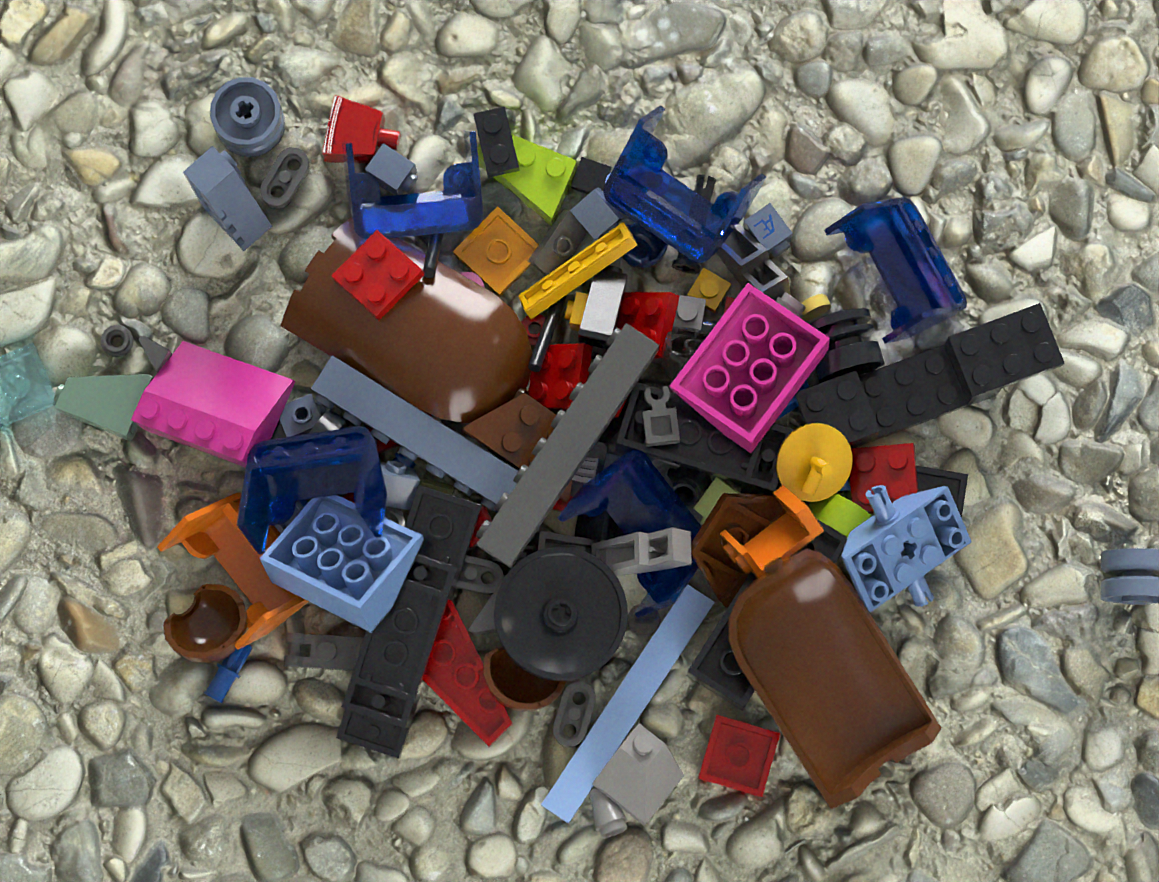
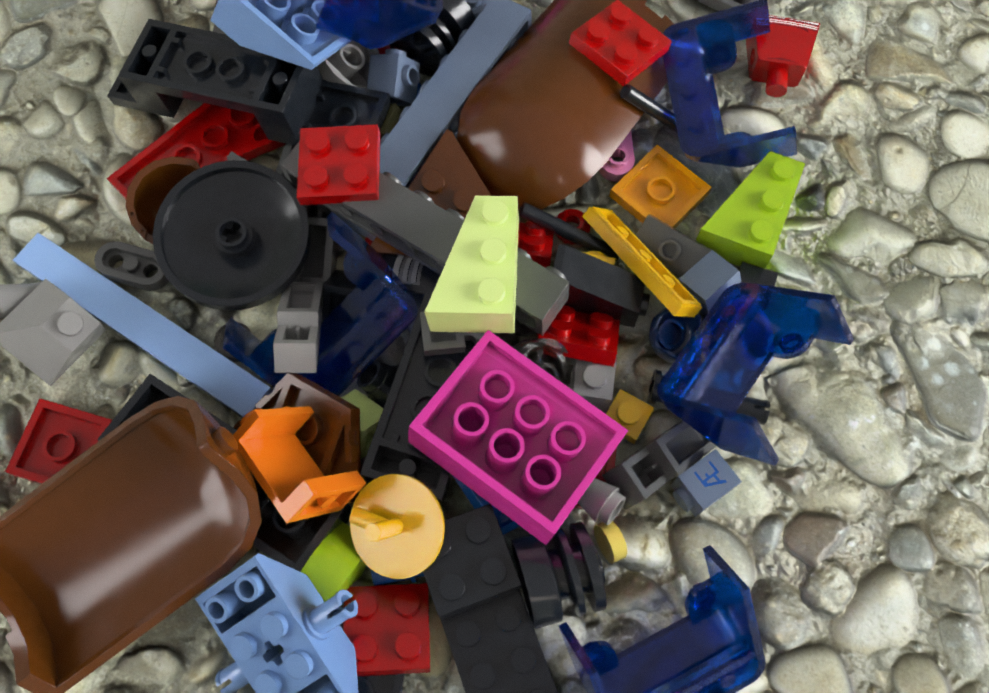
camera: 85 degrees right, 10 degrees down
(392, 171) = (742, 84): sand blue brick -> none
(496, 142) = (785, 164): black plate -> none
(513, 513) = (338, 164): none -> red plate
(623, 386) = (480, 273): none -> yellowish green wedge

